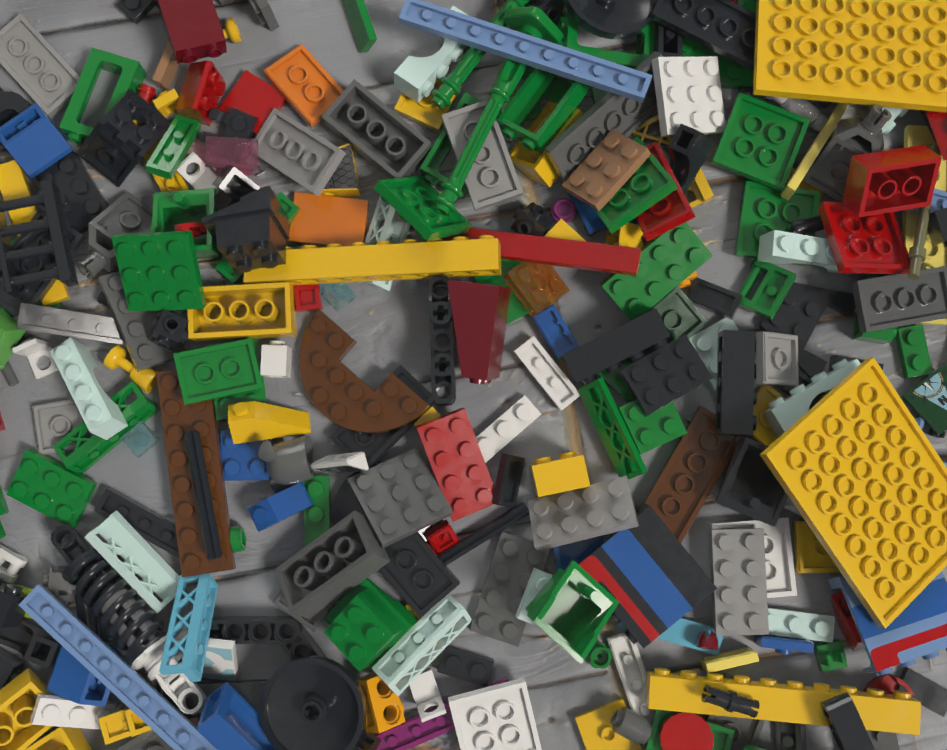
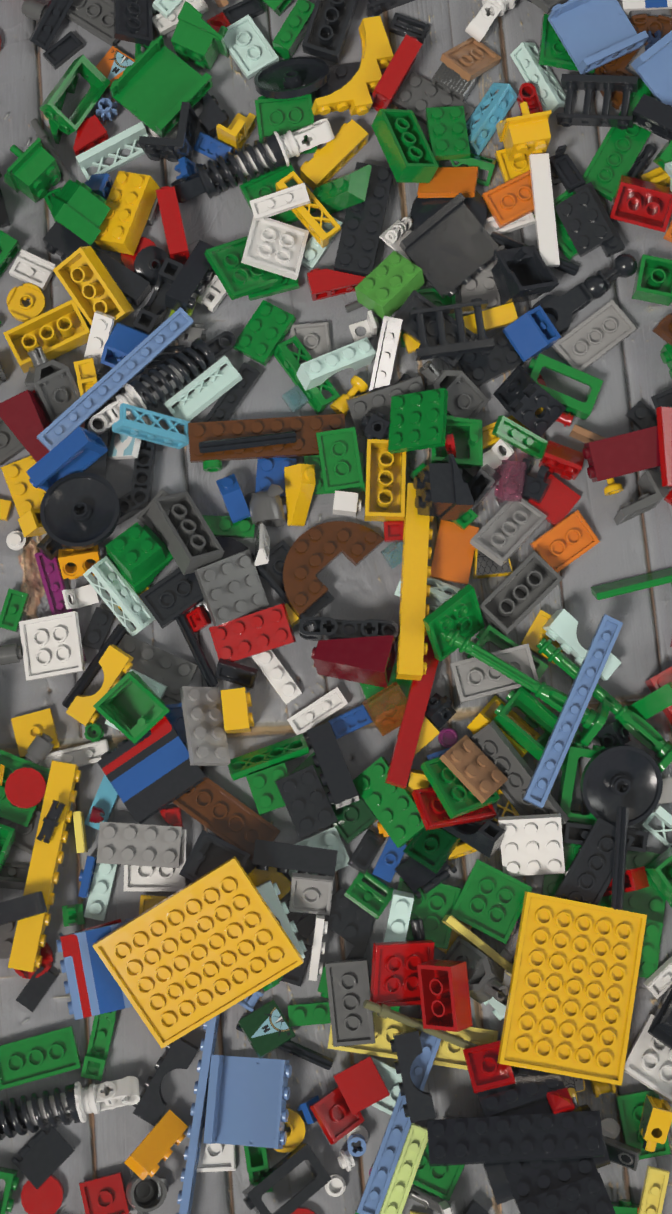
camera: 90 degrees right, 5 degrees down
(167, 102) = (557, 434): yellow plate -> none
(514, 640) = (114, 664): none -> yellow arch
(516, 665) = (94, 666): none -> black axle
(695, 542) = (172, 816): none -> red tile
(711, 215) = (431, 848): none -> dark green tile
(722, 272) = (388, 861): none -> blue plate
(729, 224) = (418, 876): none -> black piece
(838, 346) = (318, 947): none -> white plate

